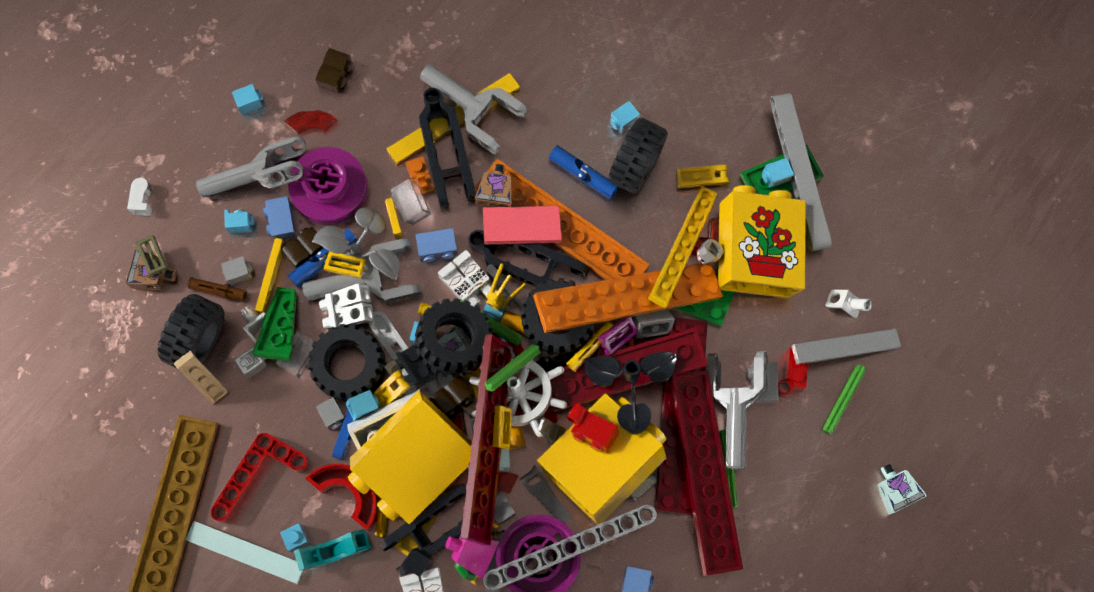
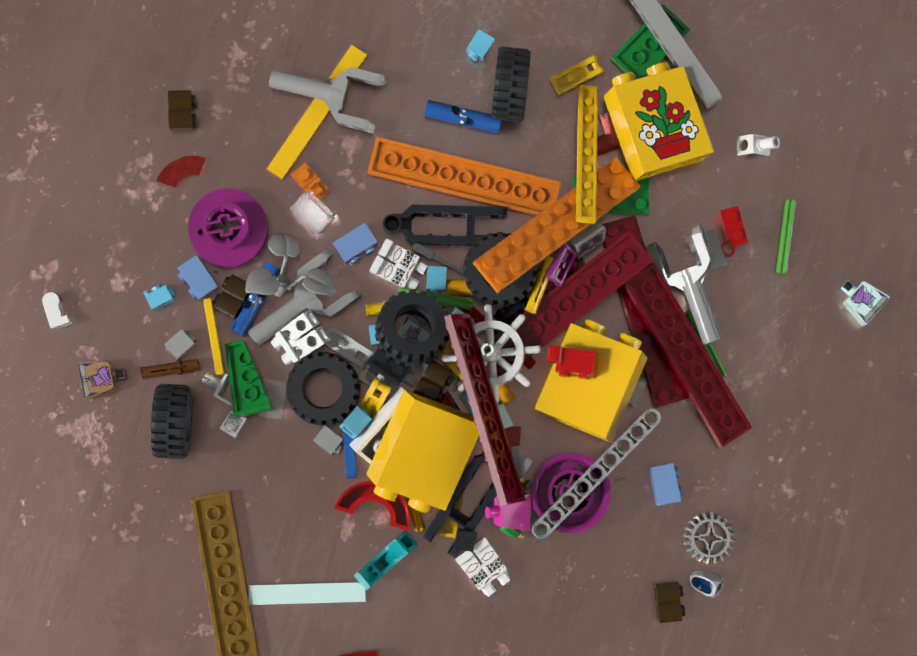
camera: 25 degrees left, 10 degrees up
(157, 270) = (108, 374): olive tile -> none
(201, 377) = (200, 458): tan plate -> none
(247, 99) = (111, 172): medium azure brick -> none
(253, 472) = (282, 520): red beam -> none
(259, 169) = (157, 241): light grey piece -> none
(295, 537) = (346, 563): medium azure brick -> none
(360, 269) = (282, 306): yellow tile -> none
(393, 219) = (304, 235): yellow tile -> none
(437, 108) = (296, 111): black piece -> none
(494, 189) = (389, 168): torso -> none
(496, 298) = (435, 274): yellow plant -> none
(502, 427) = (492, 392): yellow tile -> none
(512, 367) = (480, 335): bright green axle -> none
(521, 225) = (428, 194): coral tile -> none
(545, 494) = (552, 433): flat silver piece -> none
(551, 430) = (536, 376): flat silver piece -> none
(604, 369) = (561, 305): black plant -> none
(709, 252) = (613, 150): light grey rock -> none
(777, 173) = (646, 46): medium azure brick -> none
(846, 346) = (770, 188): light grey tile -> none

